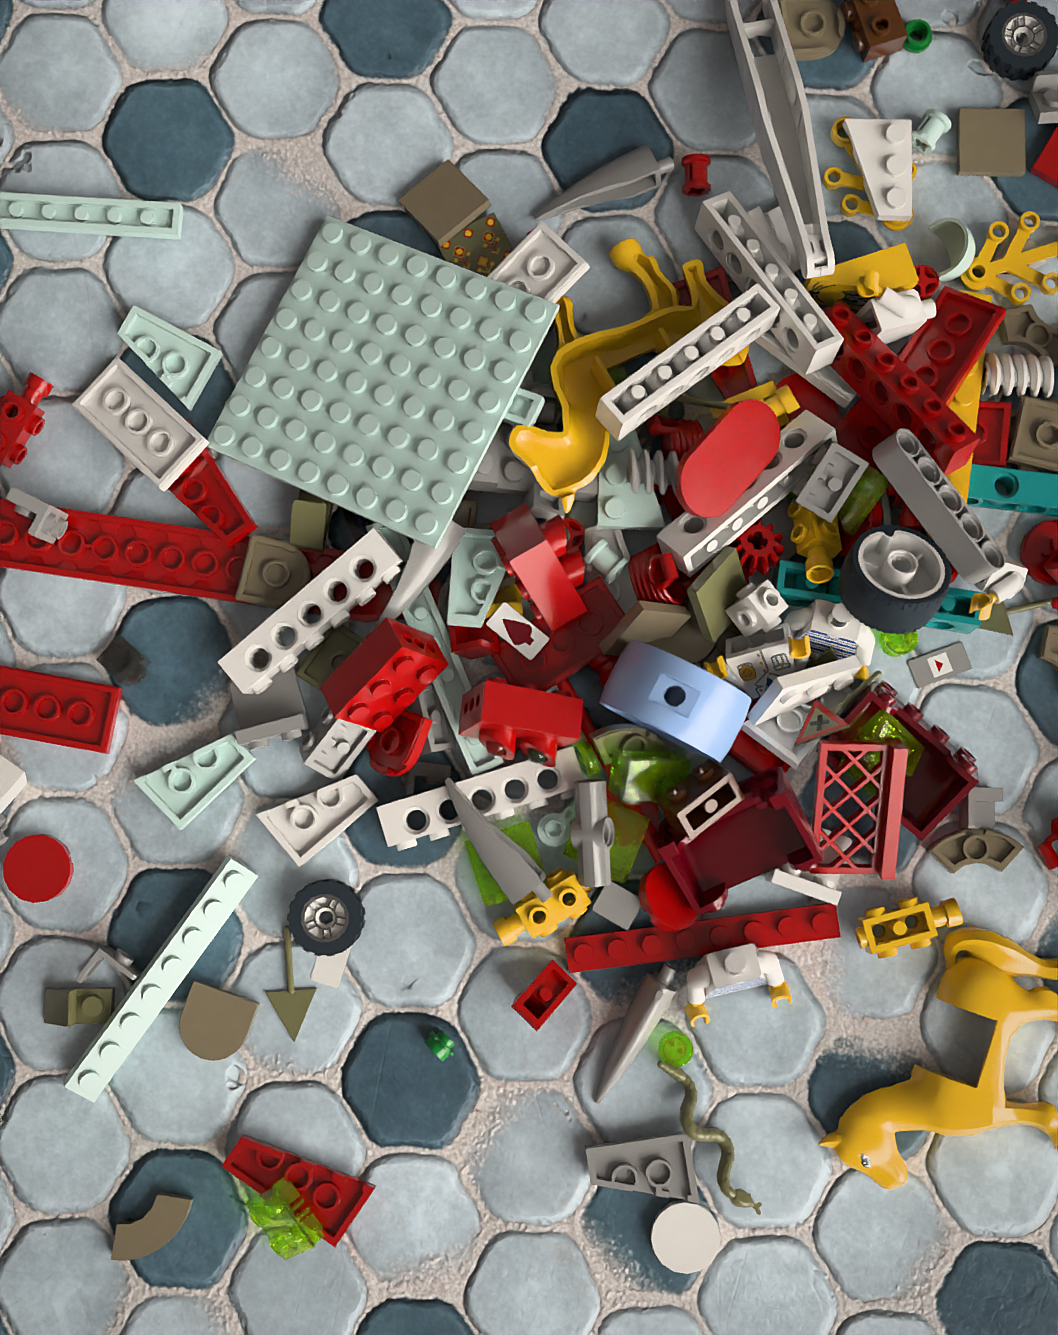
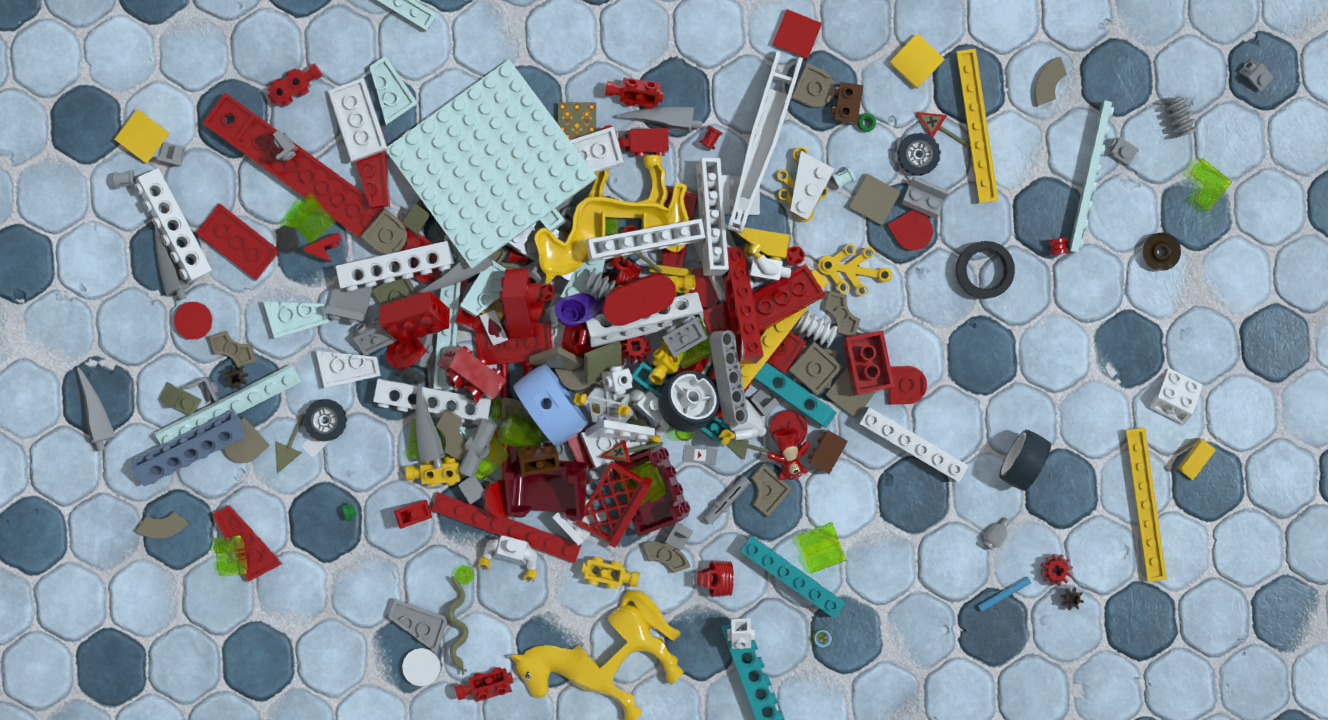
camera: 30 degrees right, 5 degrees up
(80, 1155) = (194, 439): none -> sand blue brick
(141, 881) = (241, 353): none -> dark tan tile
(141, 927) = (237, 383): none -> dark brown gear
(142, 612) = (310, 218): none -> clear neon green hinge
(179, 649) = (319, 247): none -> red slope
(444, 202) = (573, 84): dark tan tile -> none
(496, 504) = (515, 256): none -> red bush
(530, 822) = (450, 427): none -> dark tan tile
(551, 164) = (636, 92): none -> red brick
(603, 226) = (646, 141): none -> red hinge
(635, 530) = (576, 309): none -> dark purple piece
(637, 1026) = (451, 554): light grey piece -> none
(807, 1212) = (486, 685): none -> red brick
(958, 243) = (826, 248): light aqua helmet -> none
(1002, 528) = (764, 401): none -> light grey panel
(1020, 721) = (711, 516): none -> light grey pin

